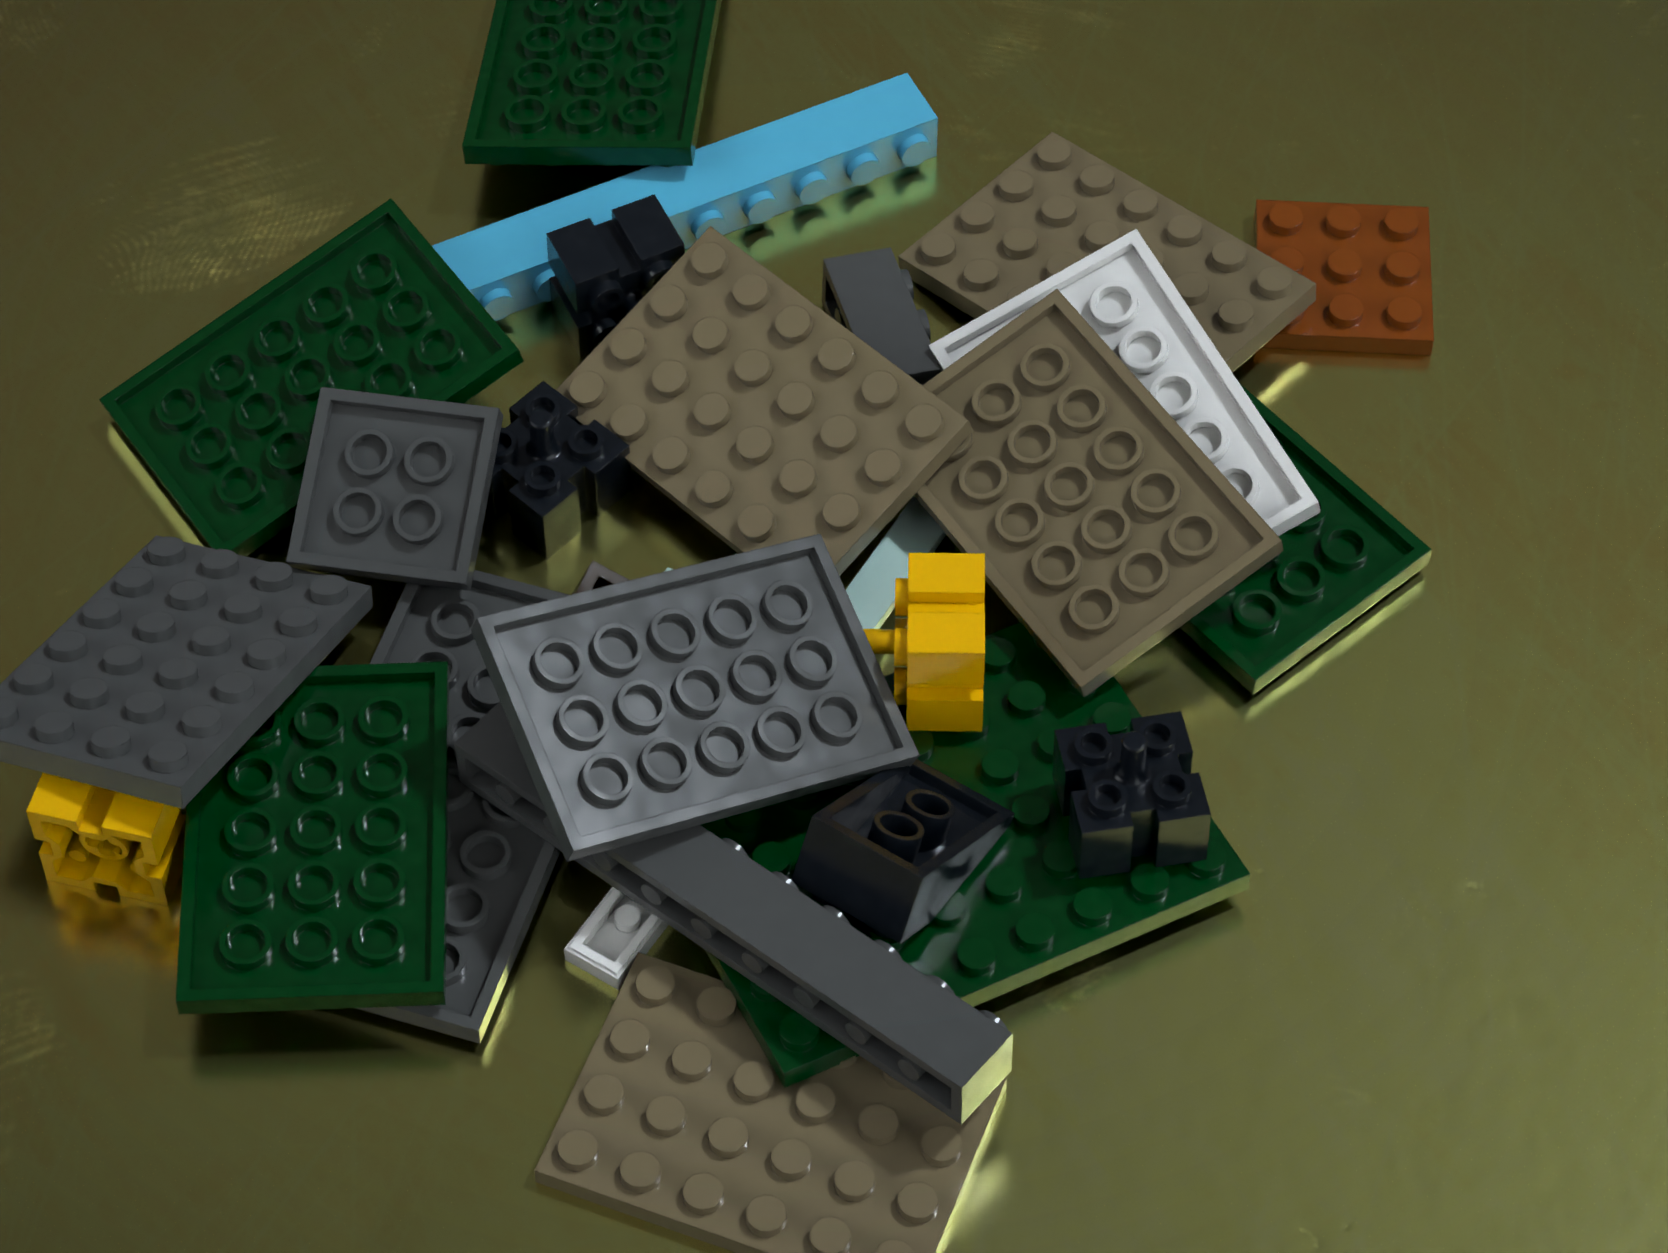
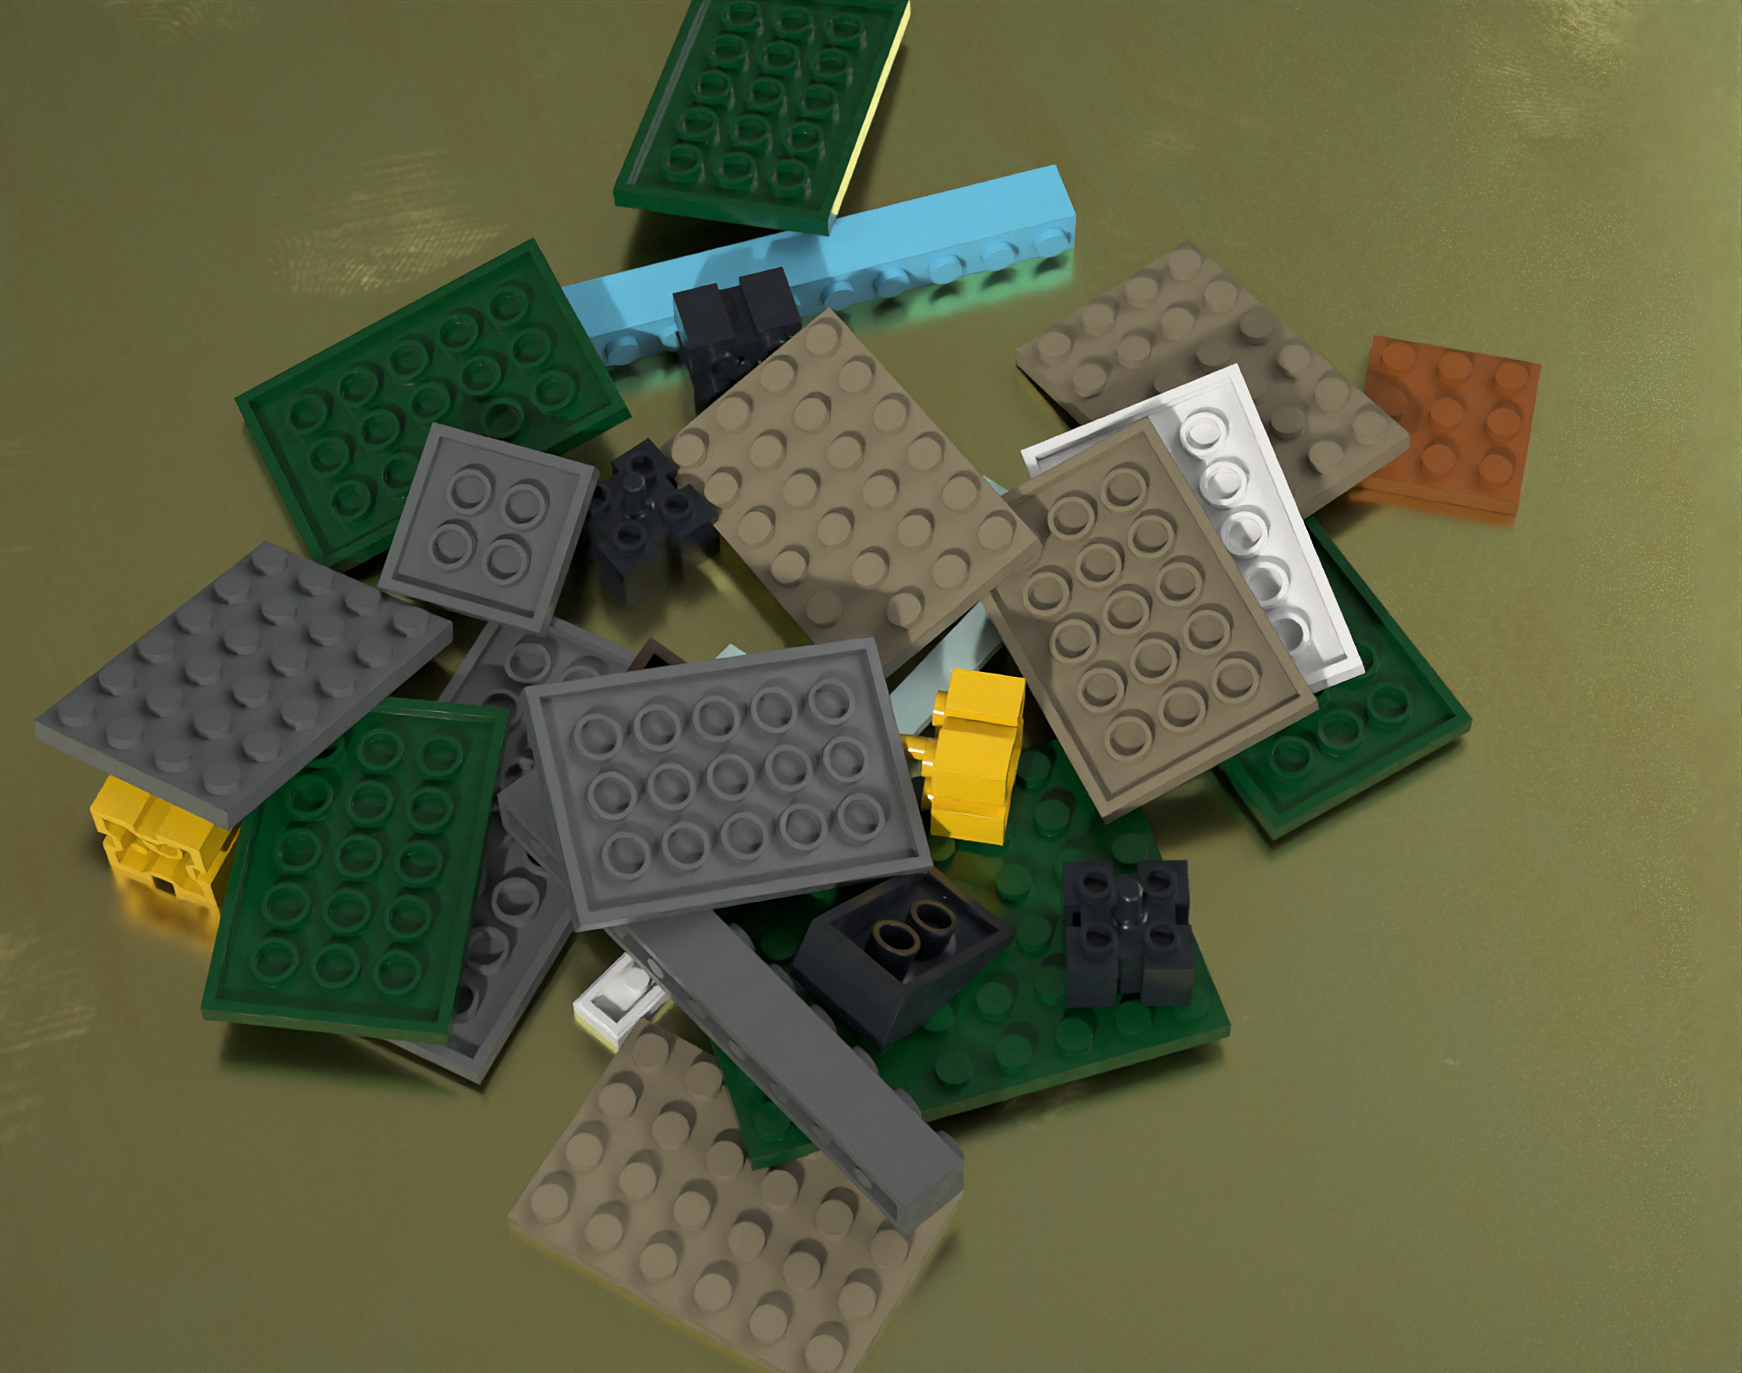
camera: 10 degrees right, 5 degrees up
(877, 305) = (981, 413): dark grey brick -> none

